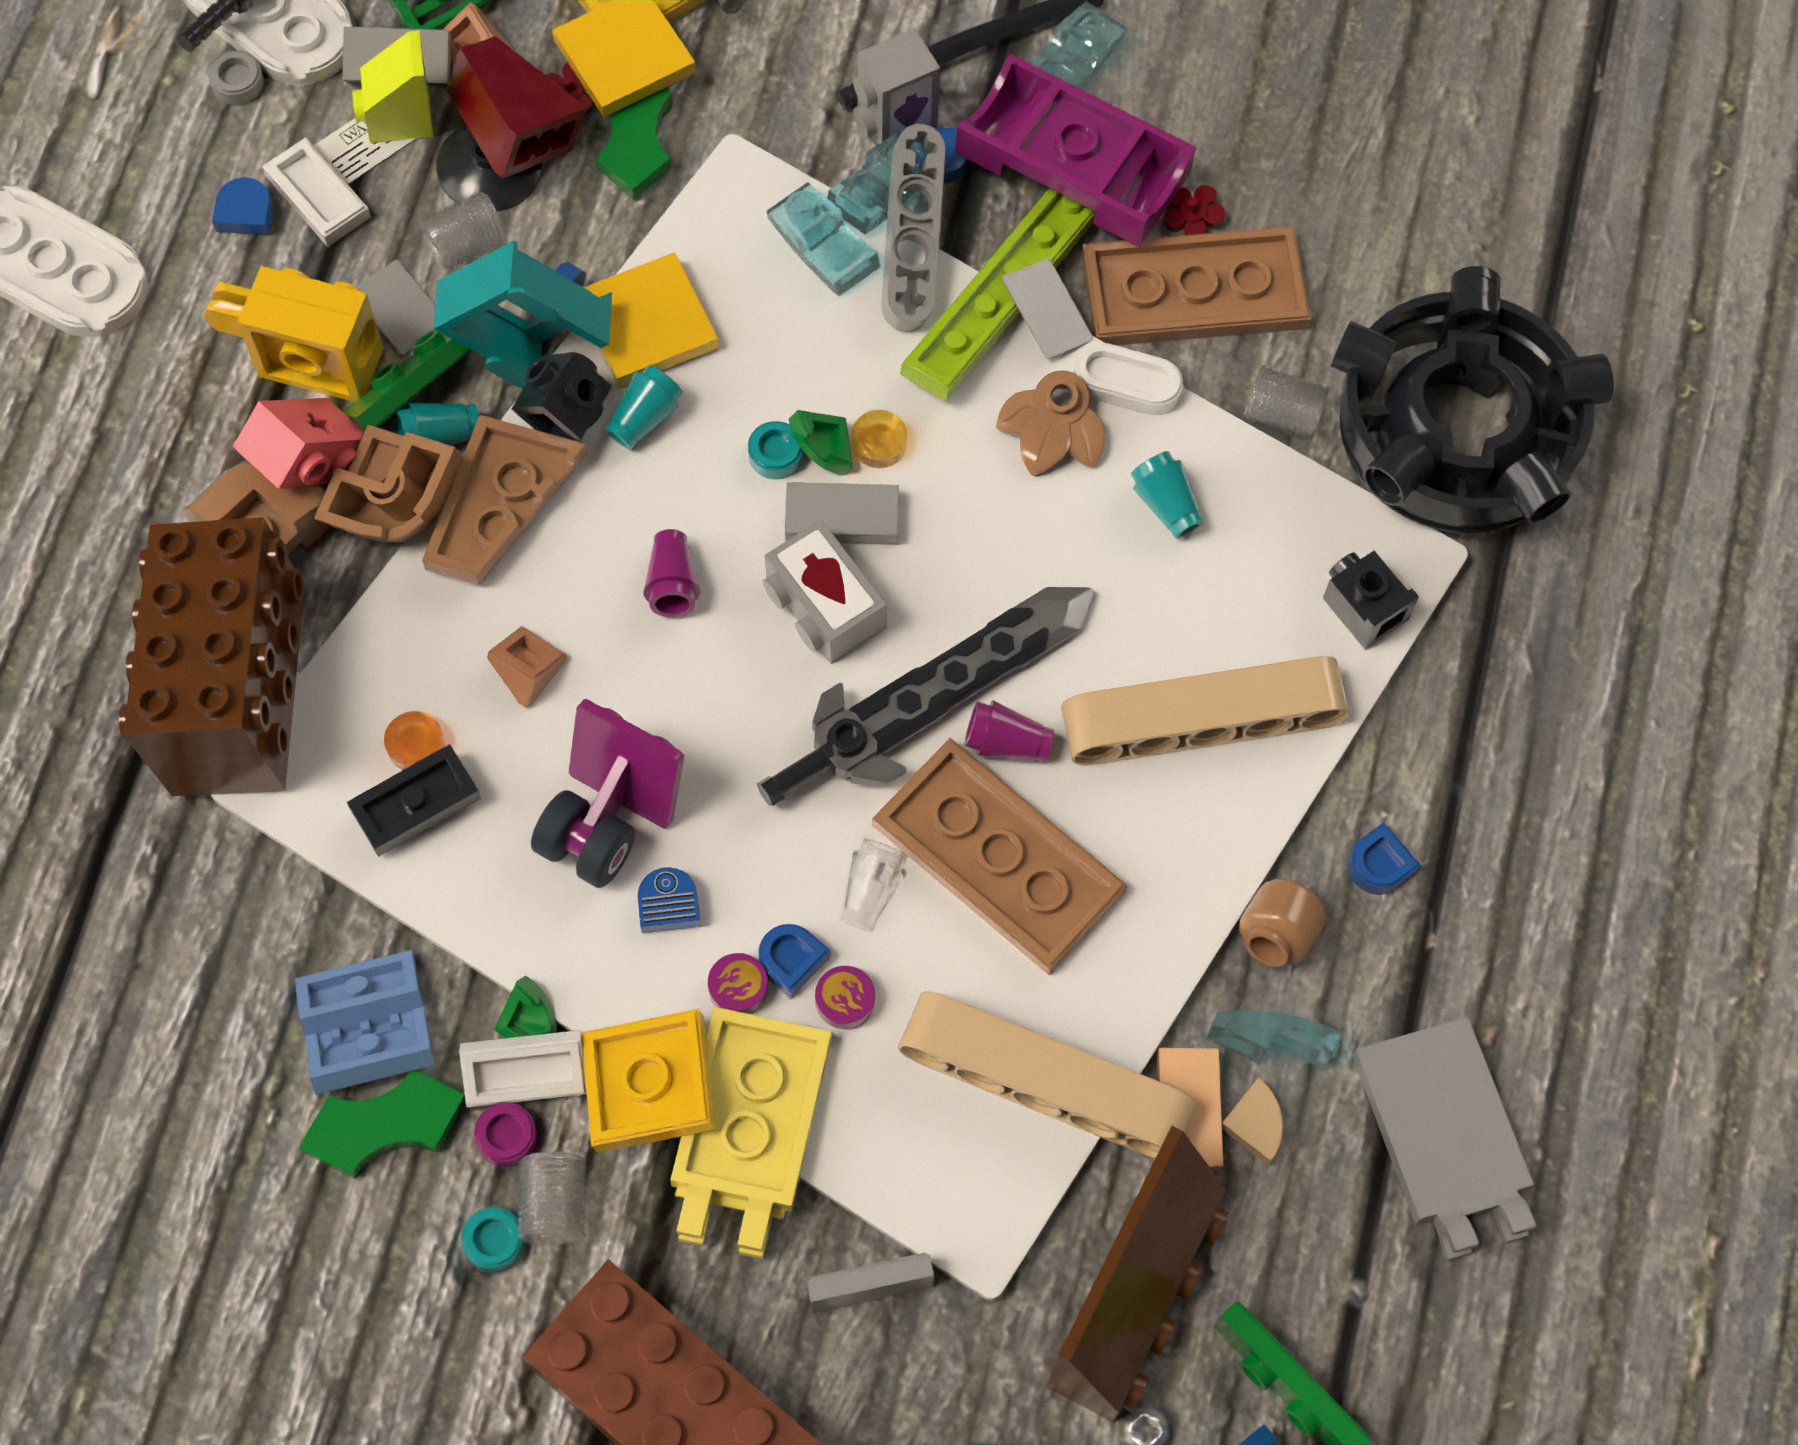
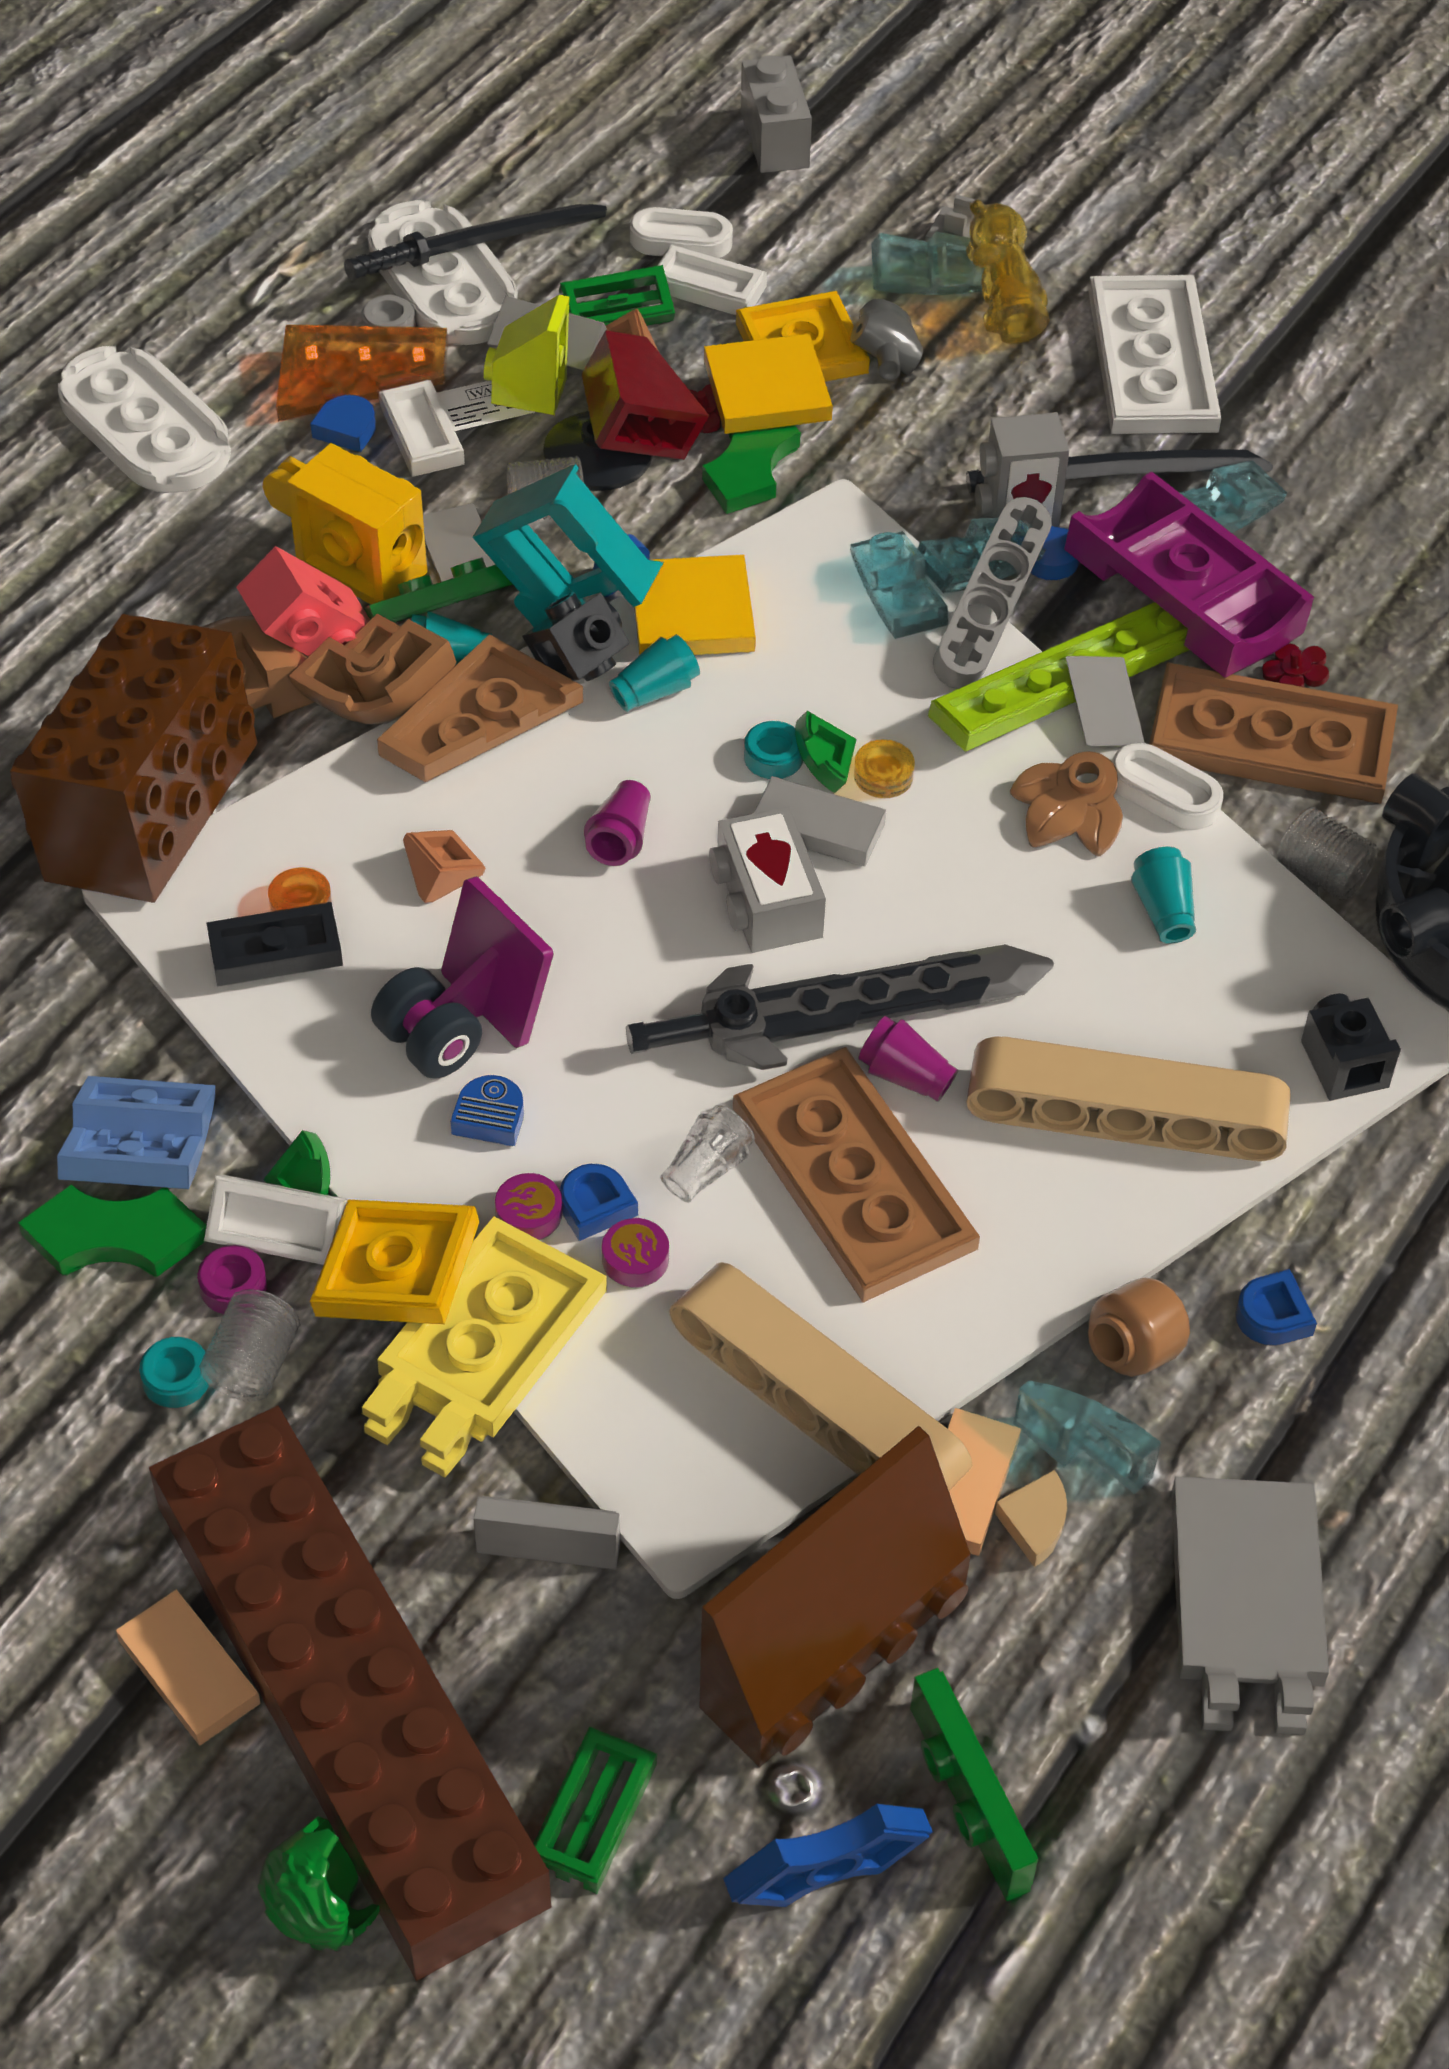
camera: 20 degrees right, 15 degrees down
(227, 141) = (354, 360): none -> clear orange wing

